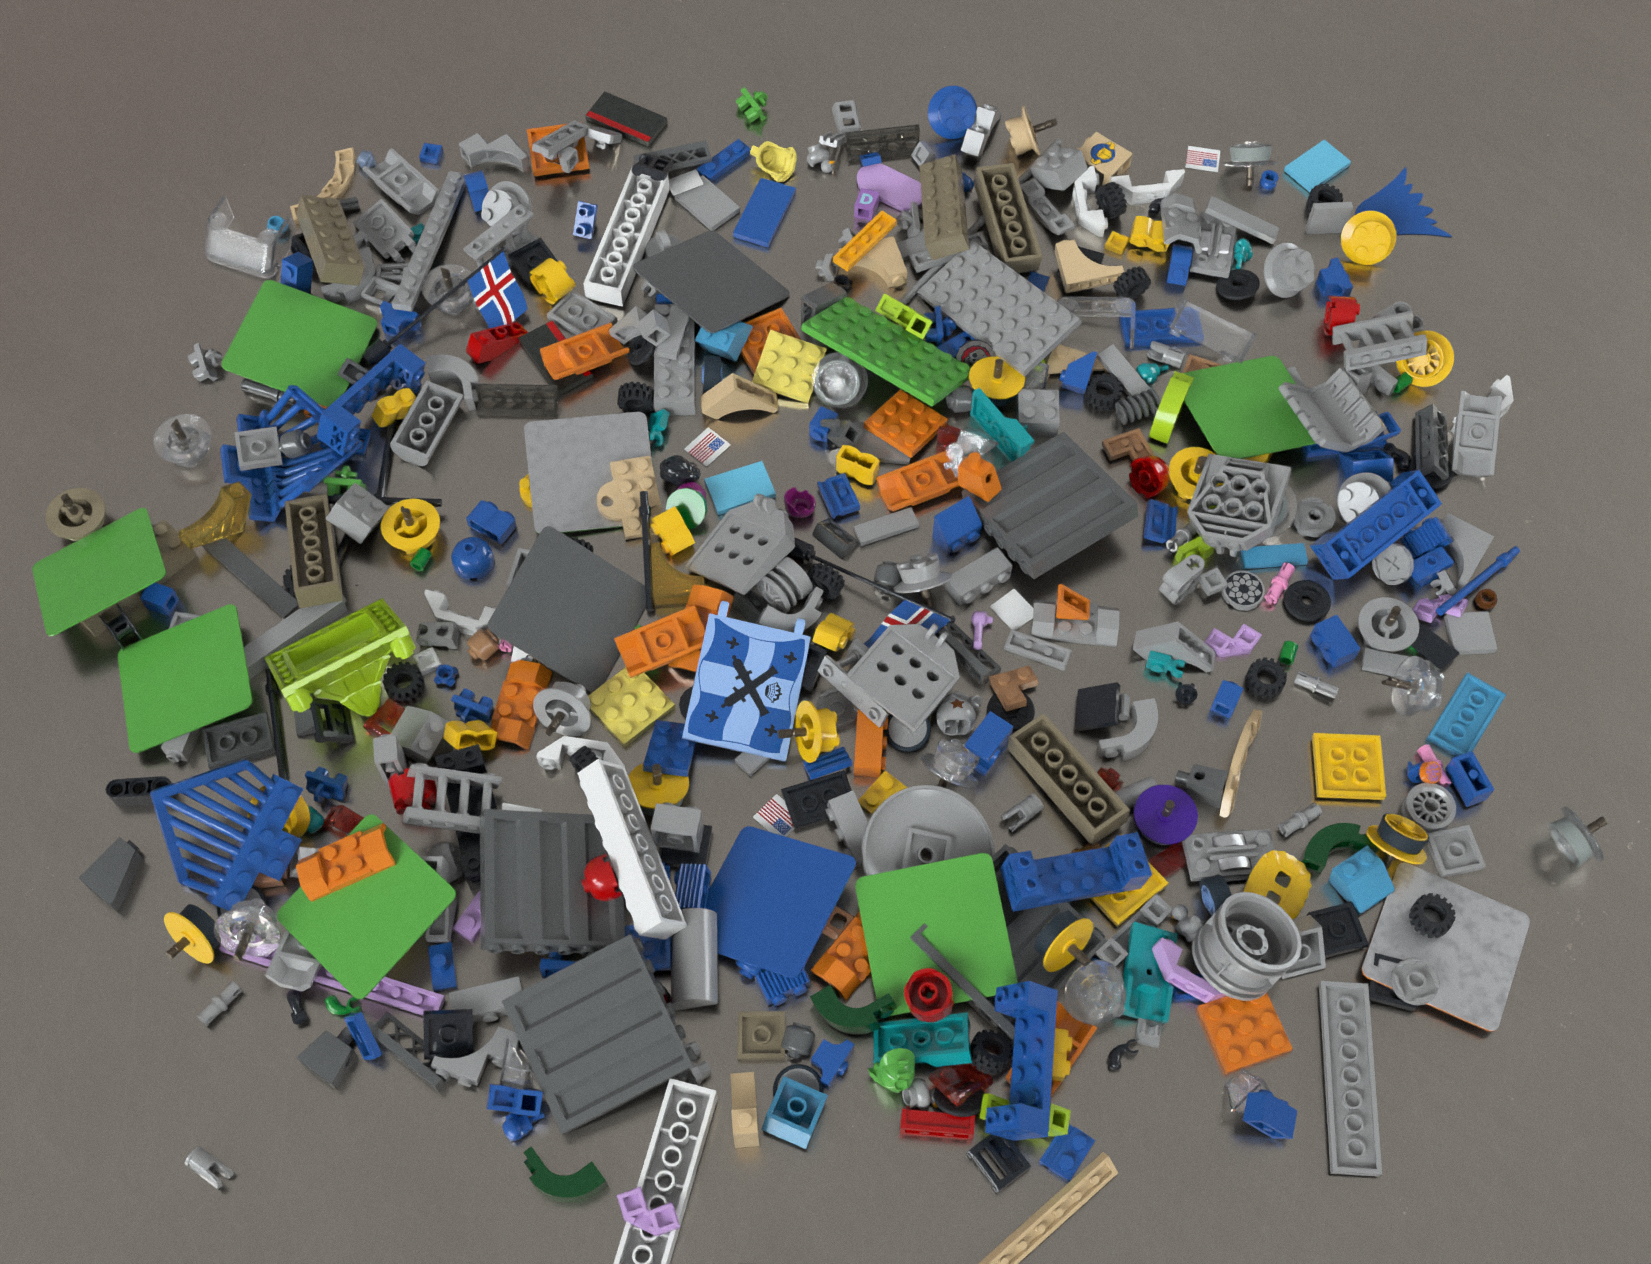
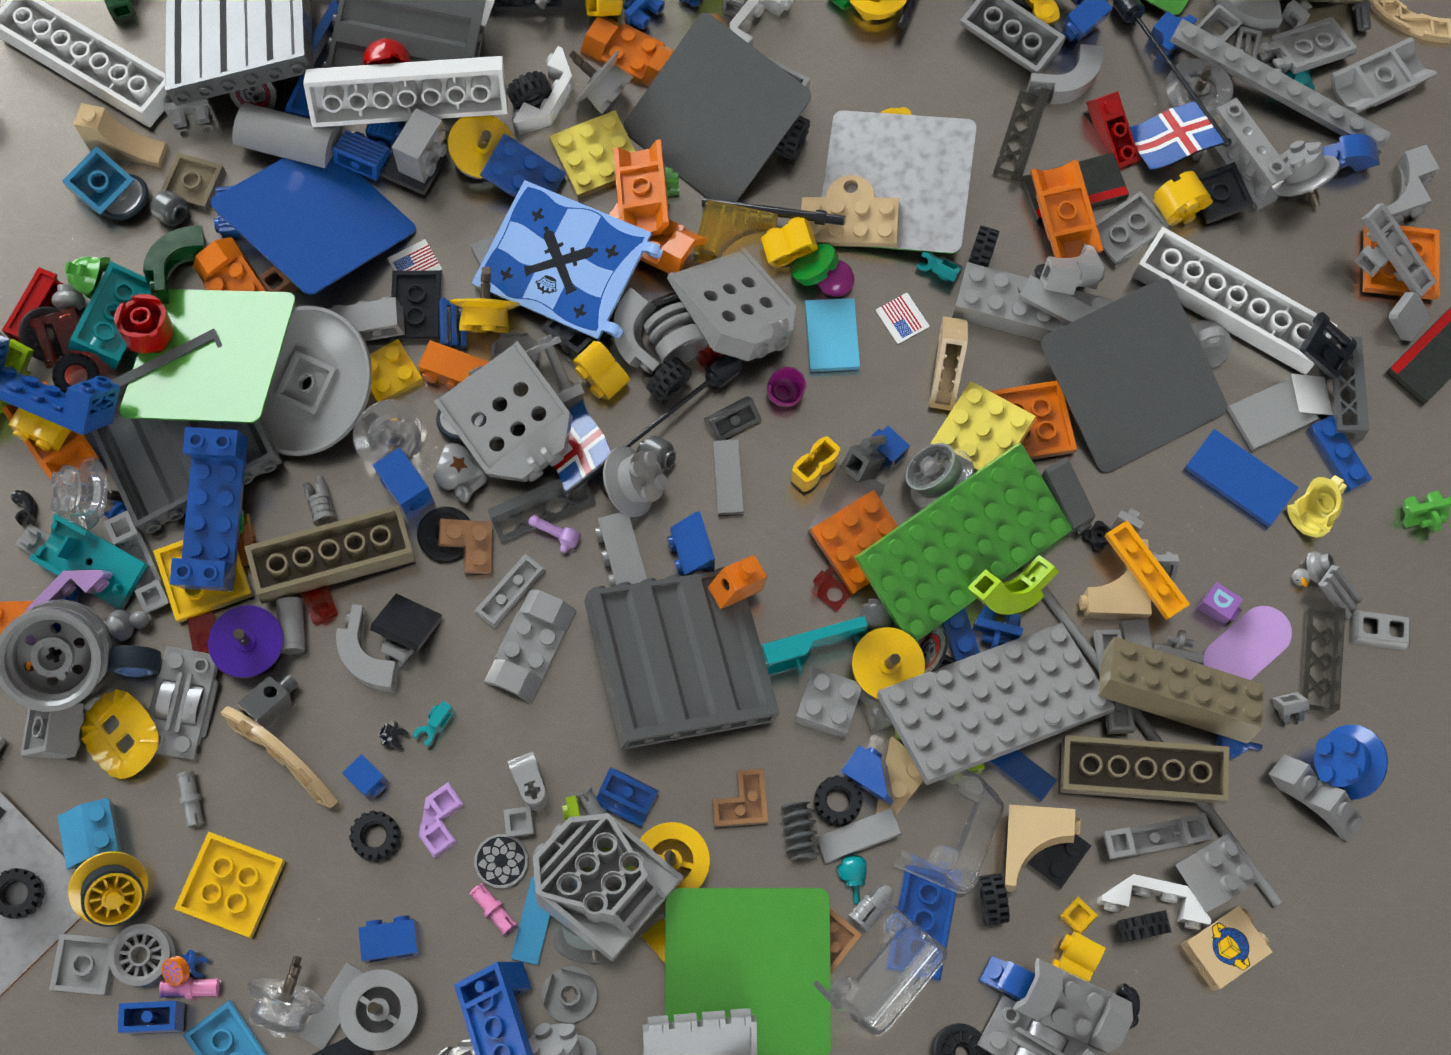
camera: 105 degrees right, 10 degrees up
(366, 159) = (1429, 48): sand blue plate -> none
(431, 153) = (1426, 121): blue tile -> none
(472, 558) = (825, 45): blue cylinder -> none
(491, 522) = (864, 71): blue brick -> none
(585, 219) = (1270, 259): hips -> none
(655, 1221) = (61, 17): lavender tile -> none
(678, 469) = (869, 271): black hair -> none
(711, 372) = (992, 338): black wheel -> none
(726, 342) = (1034, 370): dark azure slope -> none
(832, 1060) = (135, 231): blue brick -> none
(838, 495) = (785, 435): blue plate -> none
(870, 159) = (1297, 632): blue tile -> none
(917, 482) = (774, 532): orange piece -> none
(956, 453) = (786, 579): clear hips -> none
(976, 440) = (809, 611): clear slope -> none
(1013, 610) = (571, 582): white sticker -> none
(1024, 133) = (1290, 850): tan piece -> none
(1063, 941) = (138, 464): piece -> none
(1071, 604) = (540, 636): orange slope -> none
(1147, 193) = (1162, 1033): white slope -> none
(1149, 475) = (693, 807): red cylinder -> none
(1170, 407) = (785, 870): lime arch -> none
(1175, 641) = (445, 738): light grey arch -> none
(1288, 653) = (398, 878): green hinge -> none
(1302, 611) = (459, 953): black wheel -> none
(1316, 684) = (343, 893): light grey axle -> none
(1332, 838) = (151, 816): dark green arch -> none
(1340, 929) = (50, 783): black plate -> none

